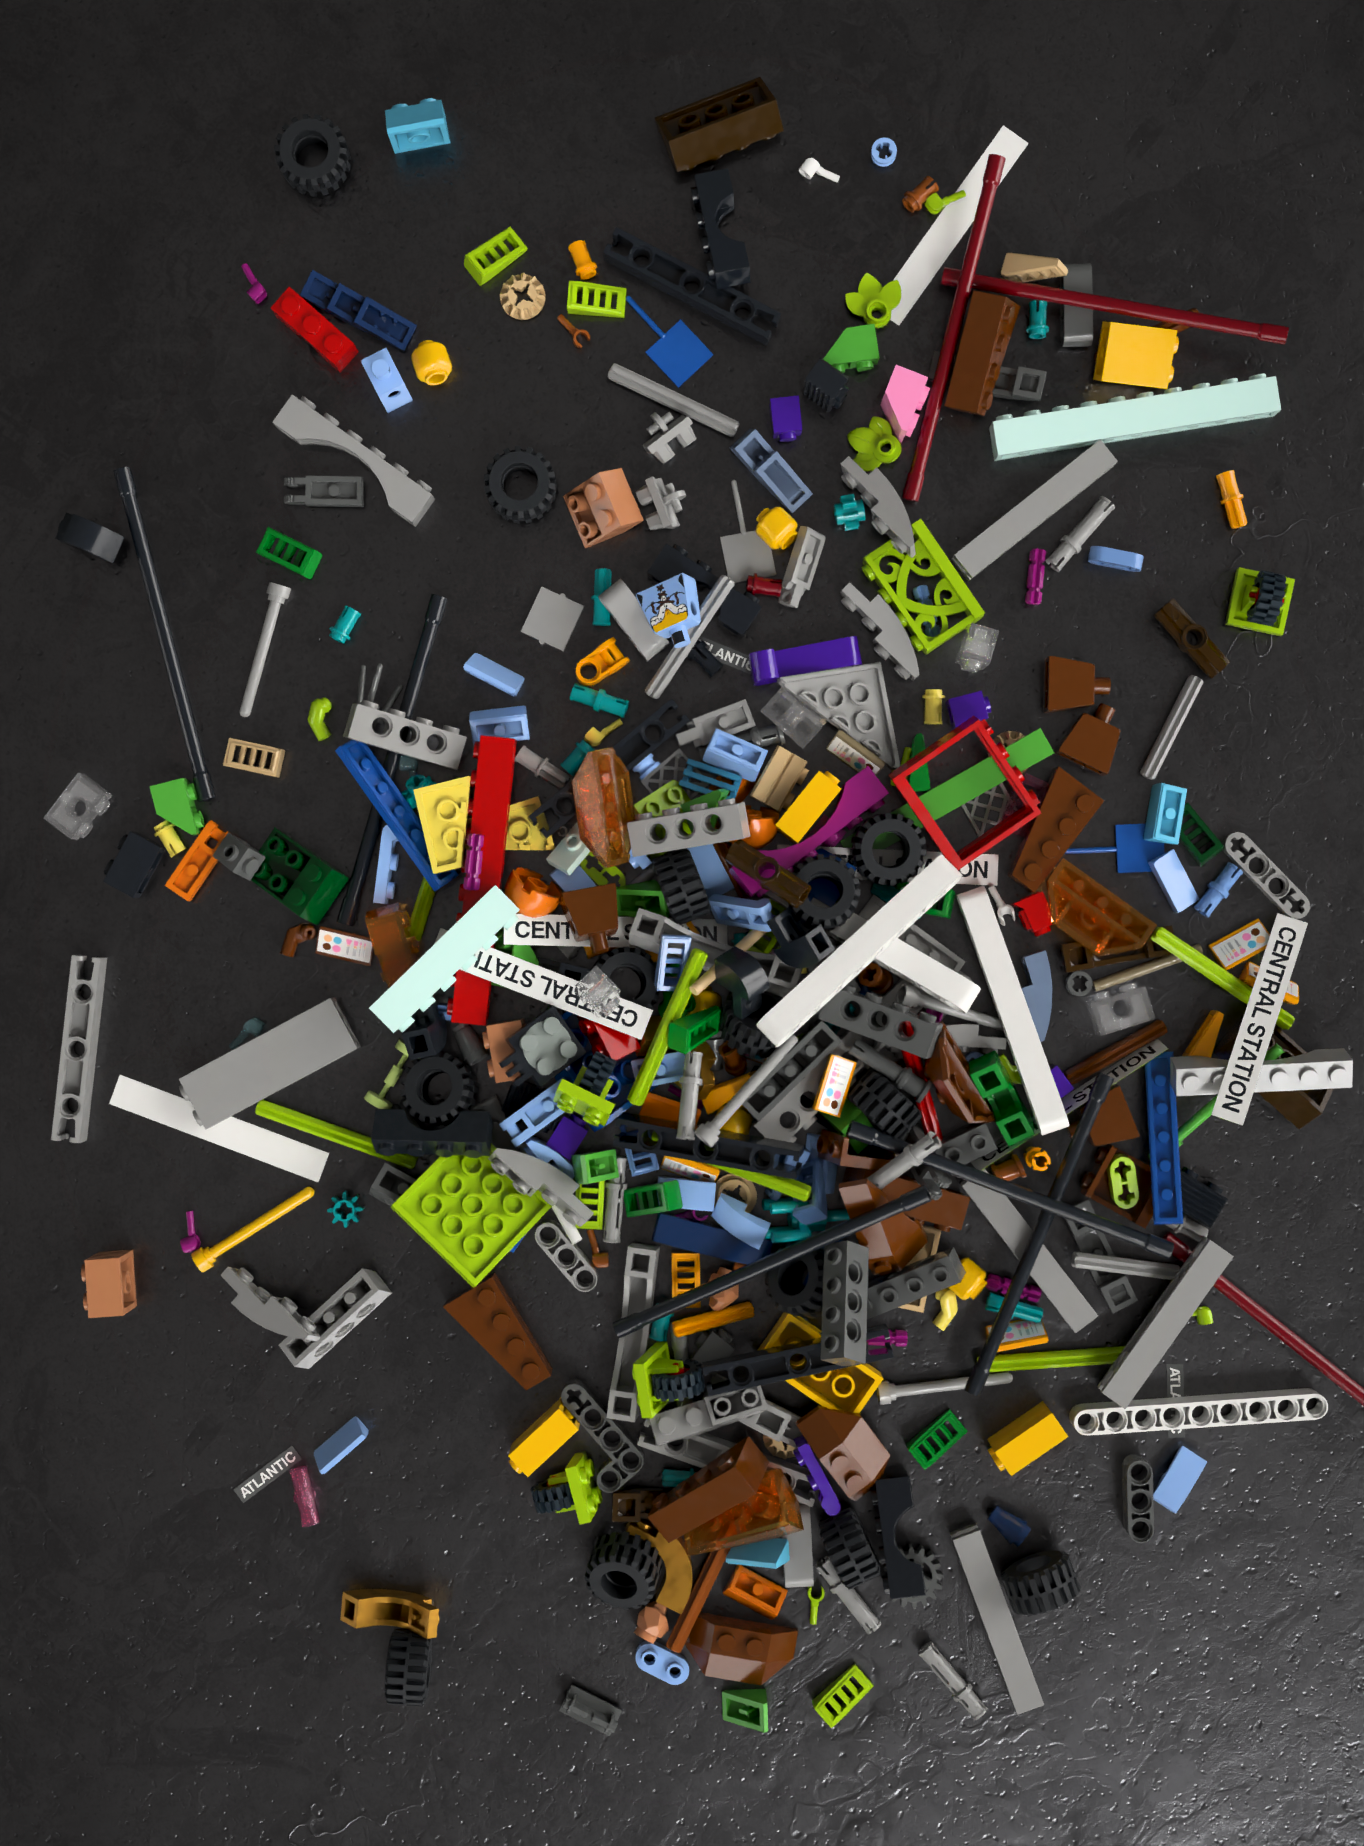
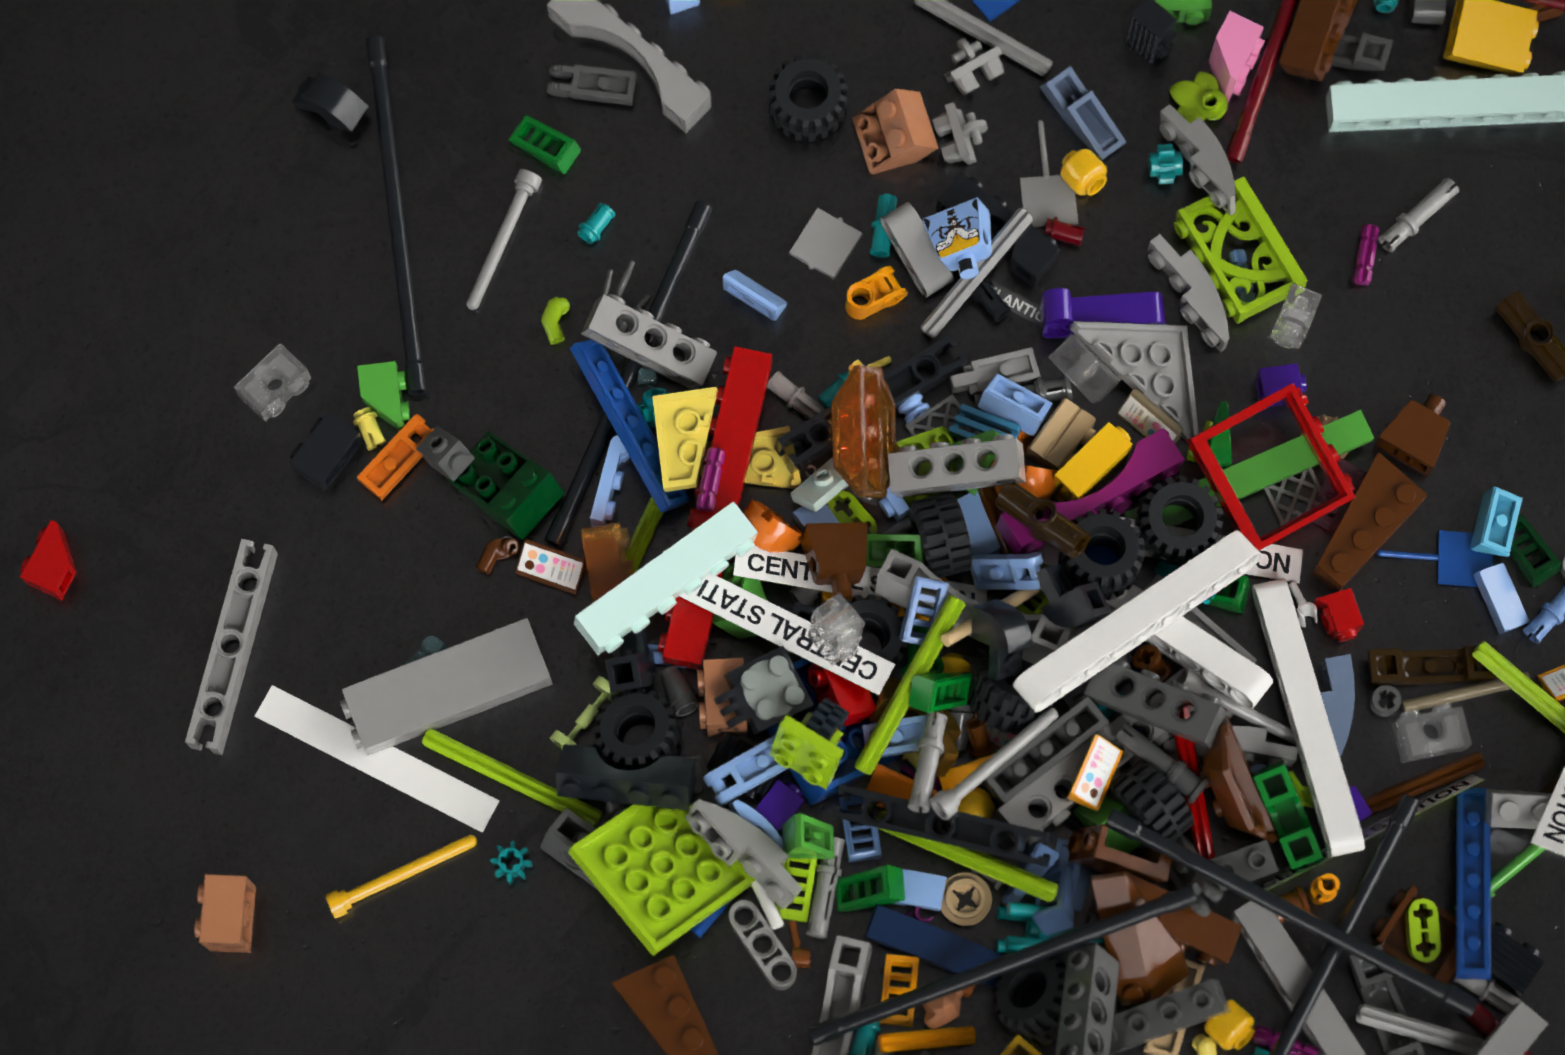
camera: 10 degrees right, 15 degrees down
(191, 1242) = (326, 883): magenta hand -> none
(267, 1310) = (409, 965): light grey slope -> none
(276, 761) = (495, 369): tan slope -> none
(338, 1317) = (482, 986): light grey brick -> none
(500, 722) = (759, 341): light blue slope -> none
(599, 700) = (868, 332): teal pin -> none
(690, 1169) = (912, 856): slope -> none
(732, 1217) = (969, 924): light blue slope -> none
(785, 418) = (1104, 61): dark purple brick -> none
(801, 566) = (1107, 215): light grey hinge -> none
(911, 1156) = (1179, 852): light grey pin -> none
(933, 706) = (1241, 379): light yellow pin -> none
(1034, 510) = (1369, 184): light grey piece -> none
(1071, 684) = (1398, 371): reddish brown torso -> none
(1094, 913) = (1408, 616): clear orange wedge -> none
(1113, 1121) = (1414, 858): reddish brown torso -> none
(1115, 558) = (1456, 244): medium blue beam -> none
(1171, 727) = (1508, 430): light grey axle -> none
(1206, 1036) = (1531, 773): light orange slope -> none

